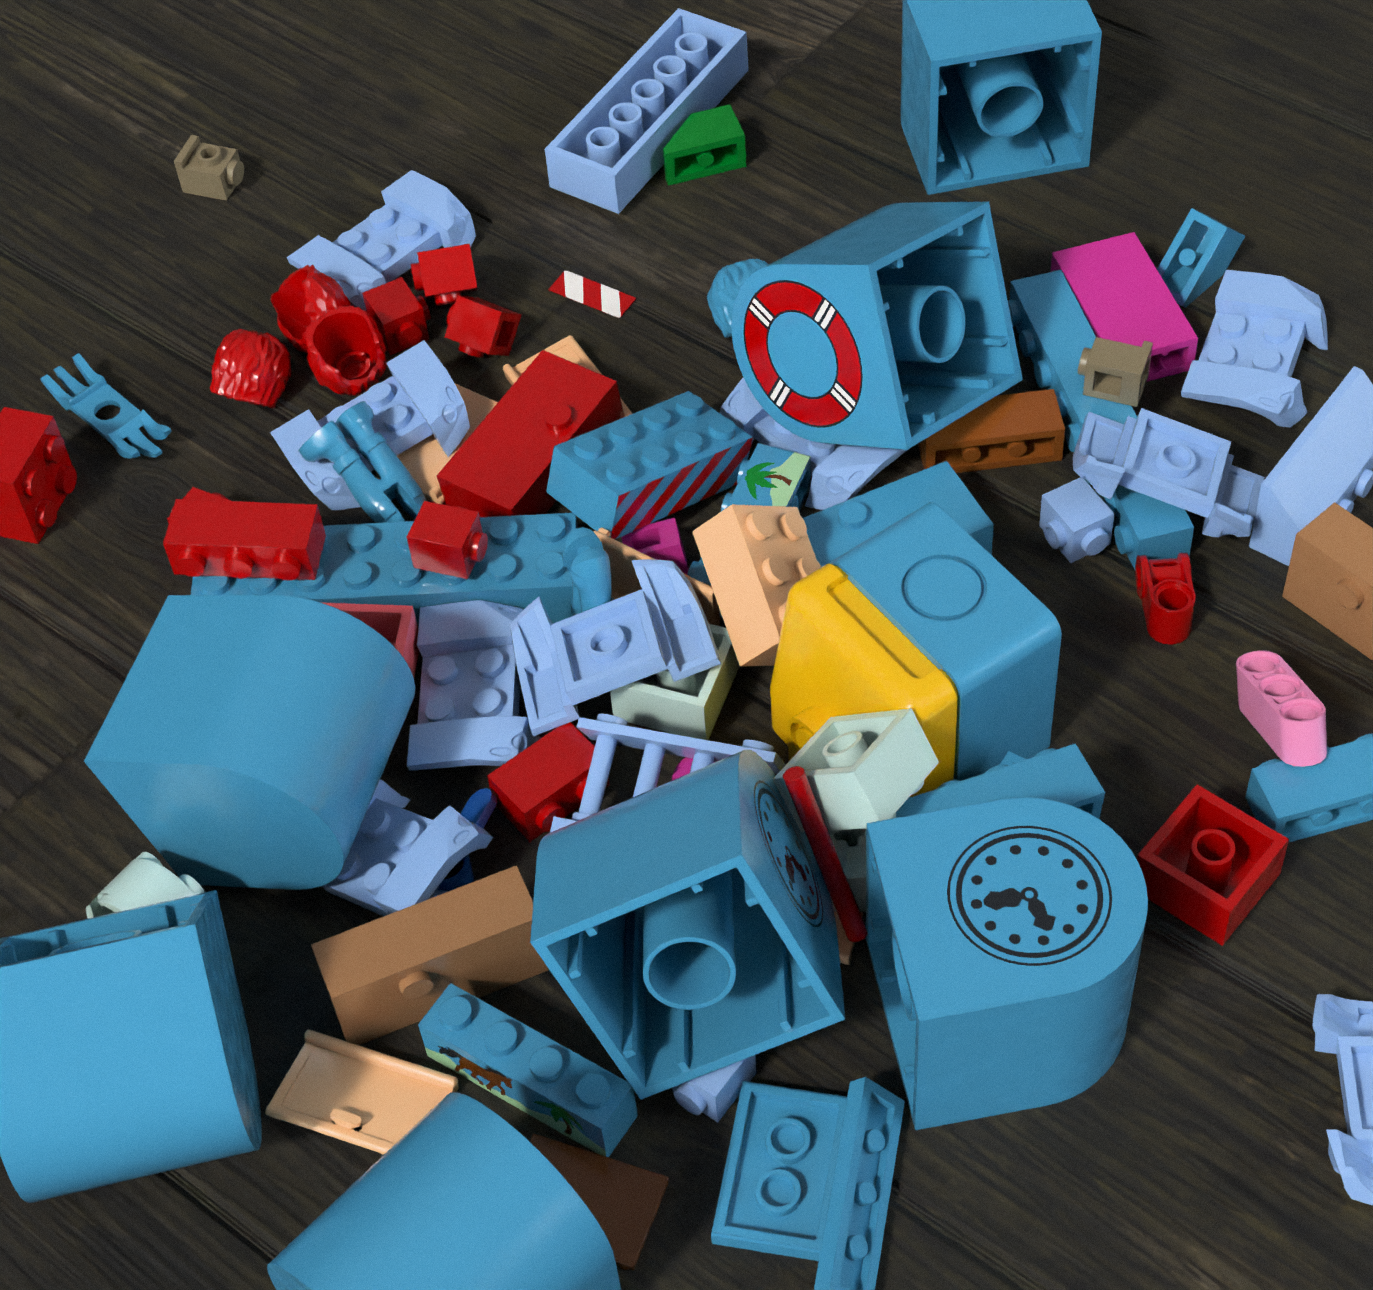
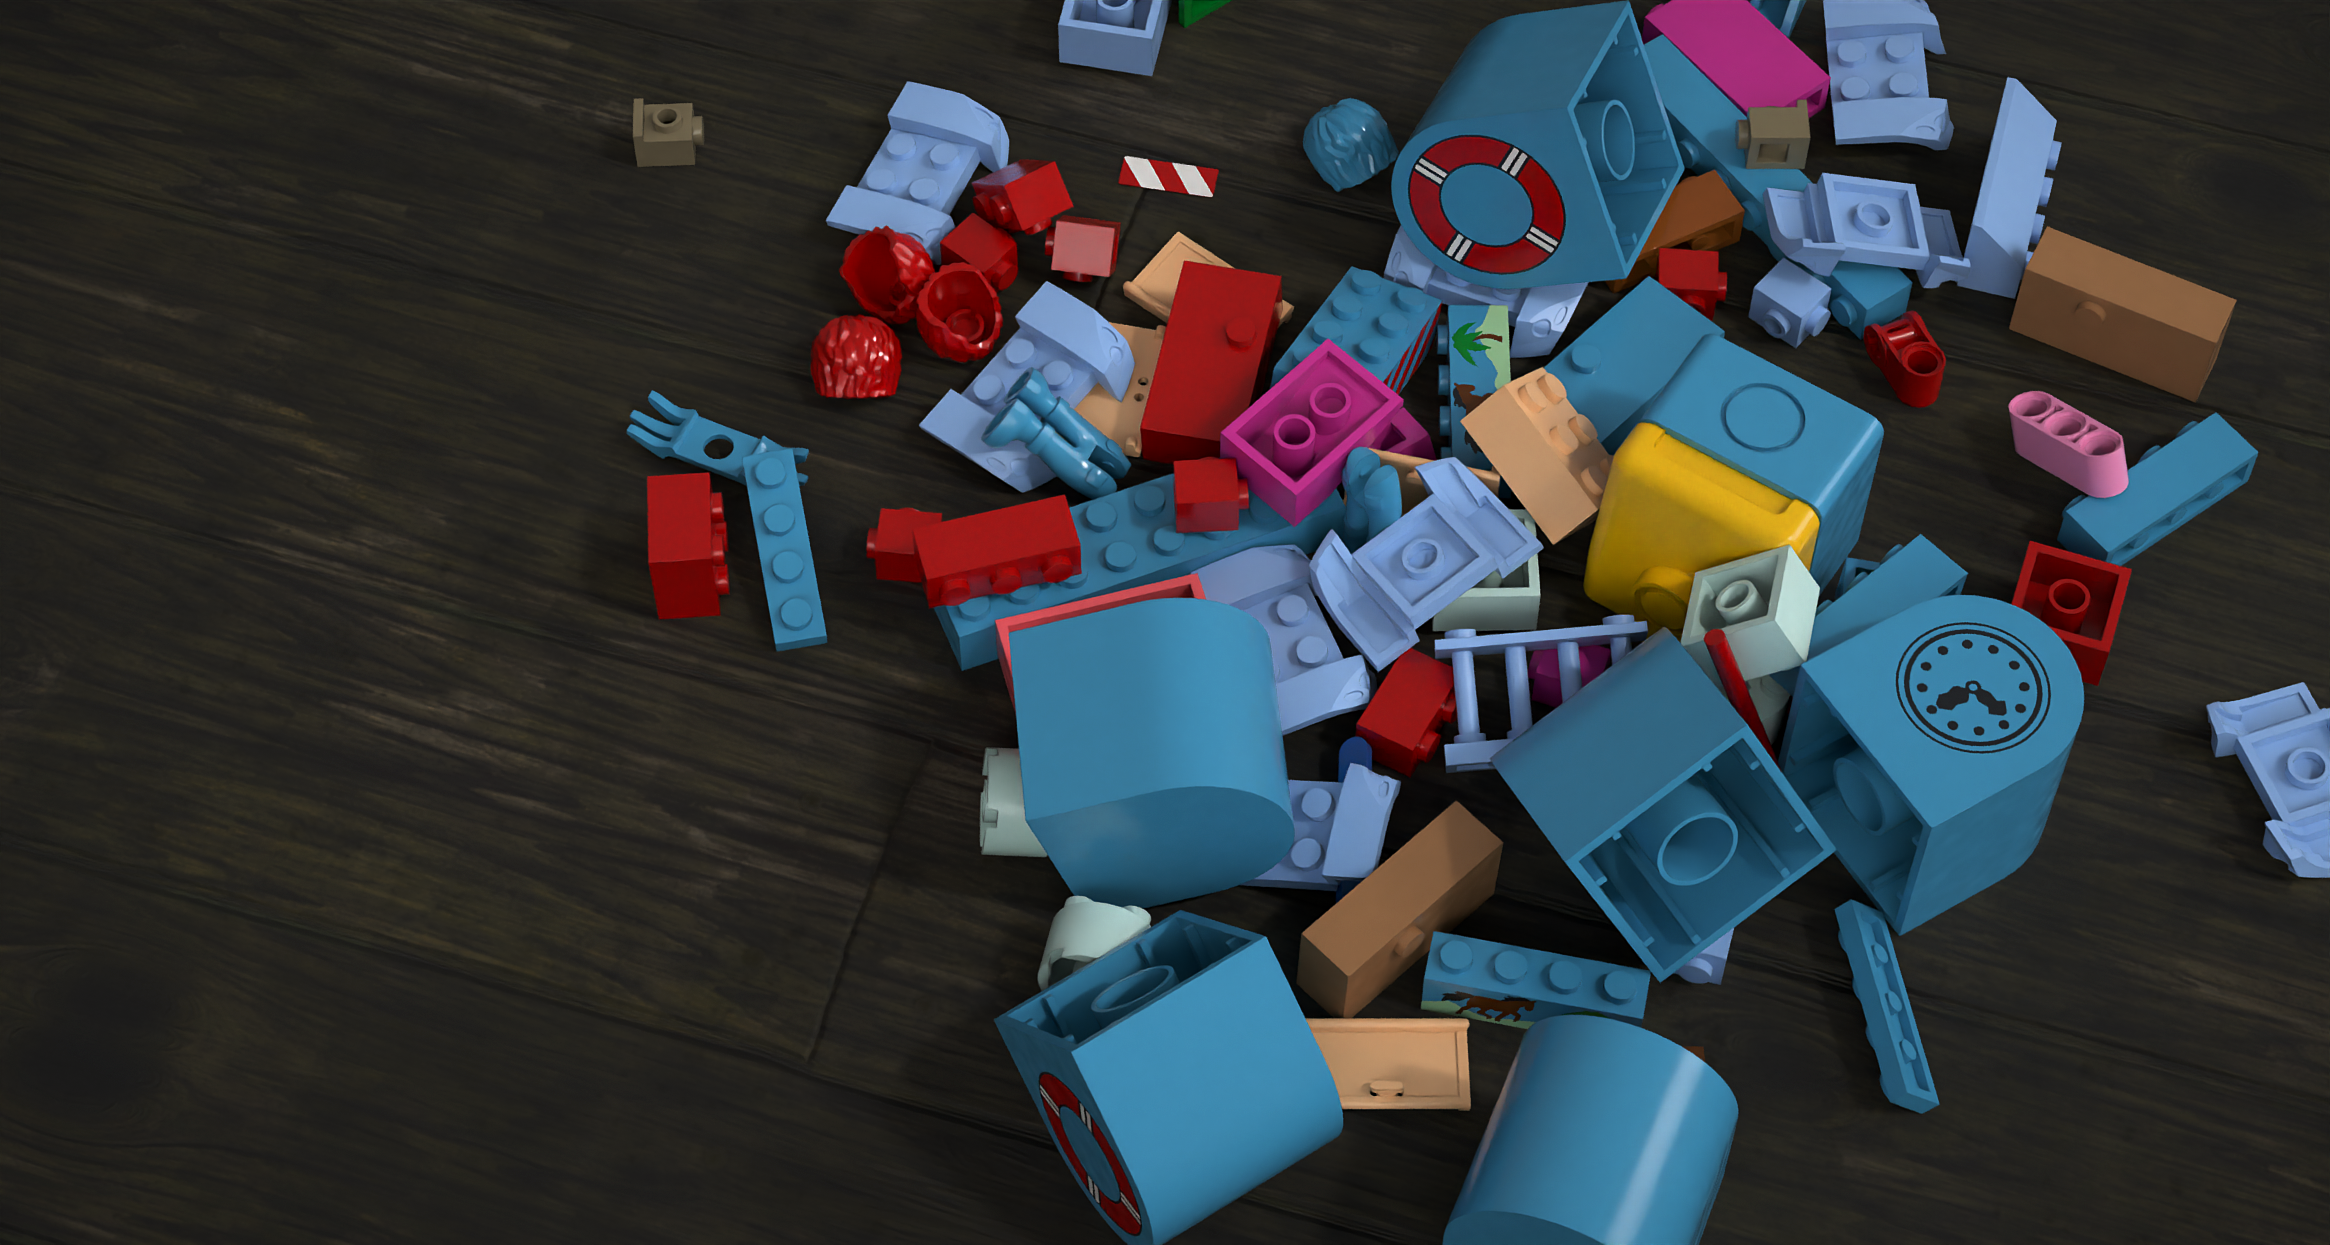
camera: 25 degrees left, 5 degrees up
(105, 503) = (784, 550): none -> dark azure plate
(544, 498) = (1305, 428): none -> dark pink slope
(779, 1171) = (1802, 1008): dark azure tile -> none
(993, 479) = (1692, 277): none -> red brick

